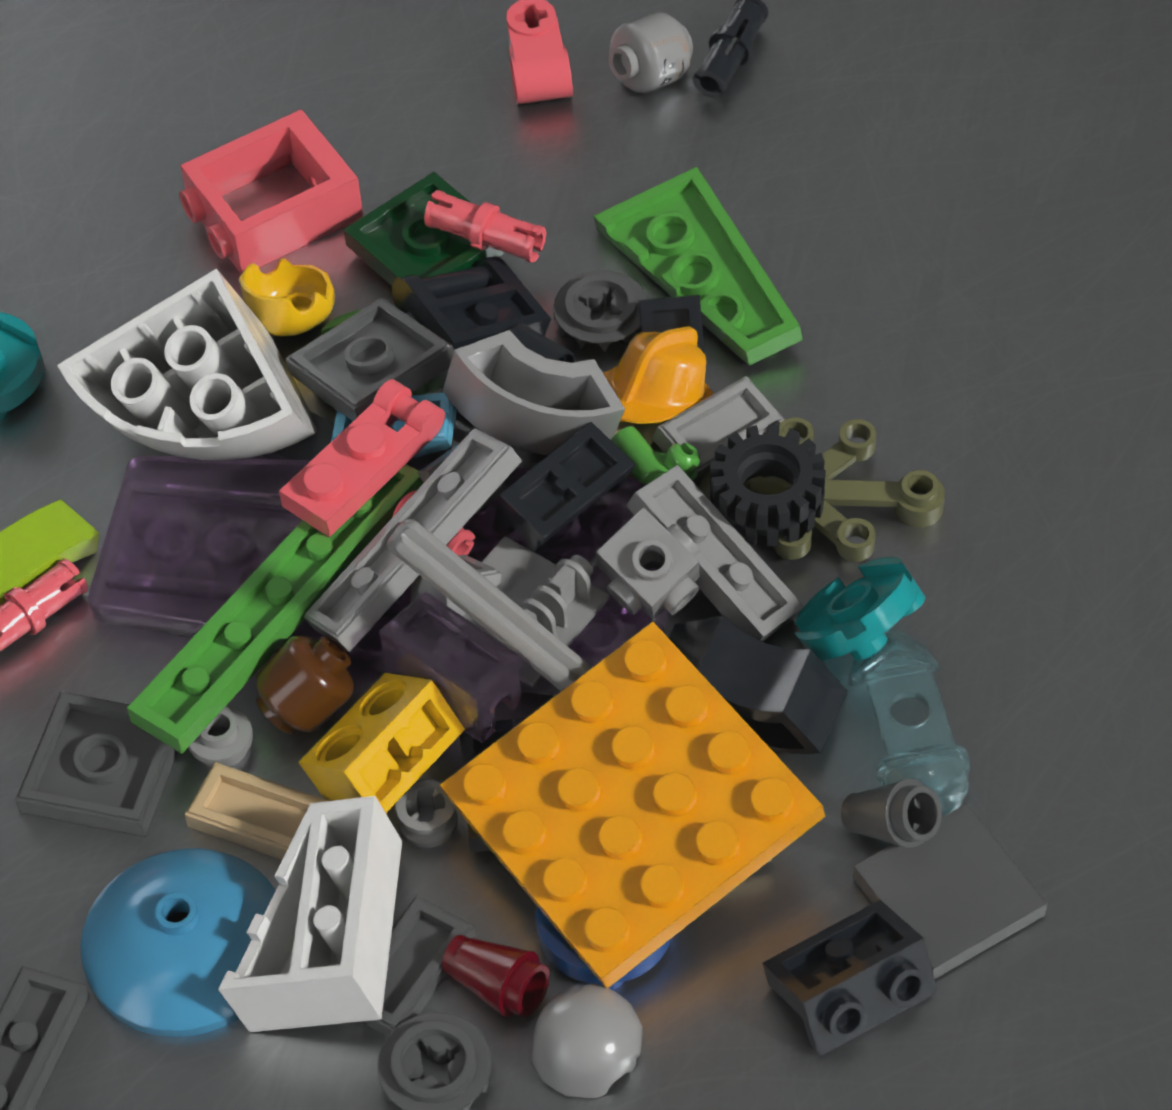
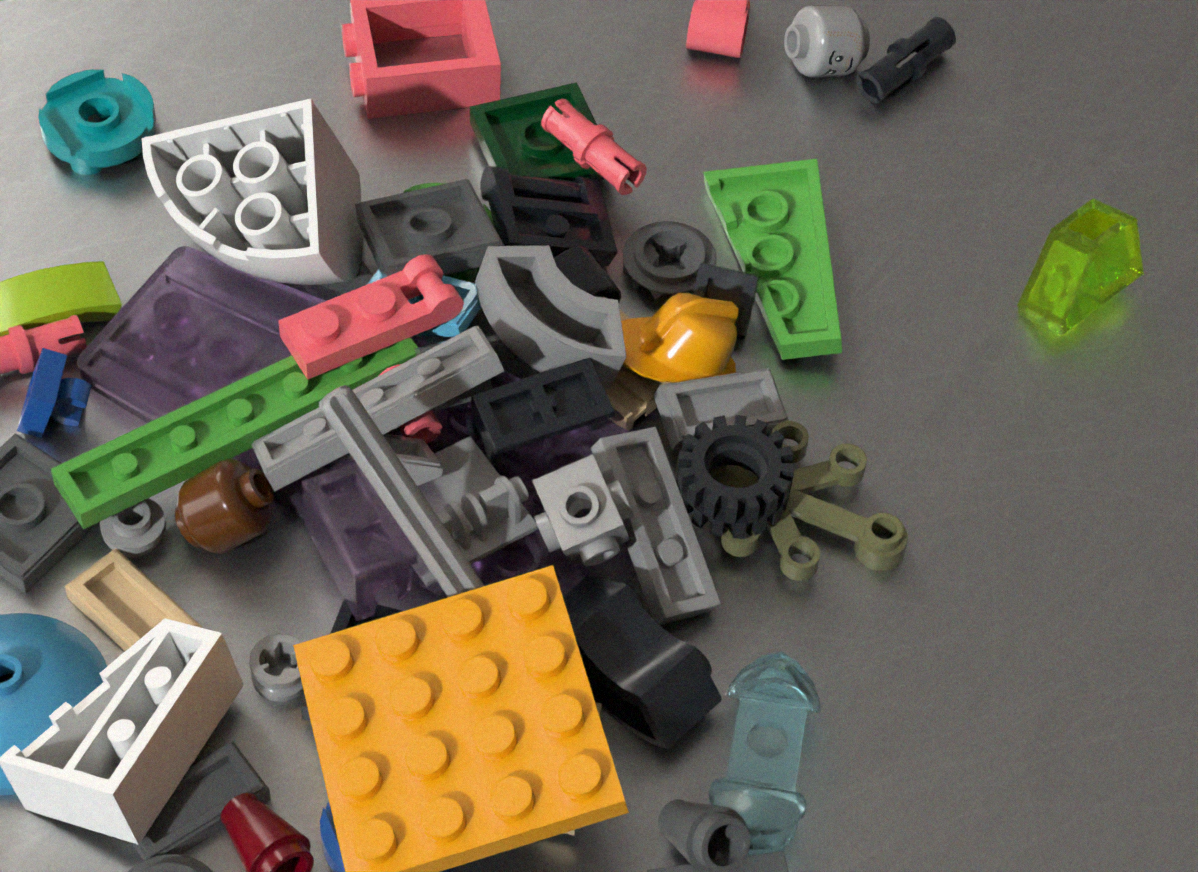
camera: 15 degrees right, 0 degrees up
(78, 643) = (52, 396): none -> blue tile
(289, 297) = (389, 152): yellow hair -> none
(383, 741) = (265, 588): yellow brick -> none
(654, 464) = (634, 415): bright green arm -> none
(858, 615) = (758, 628): teal plate -> none
(986, 184) = (1082, 266): none -> clear neon green slope

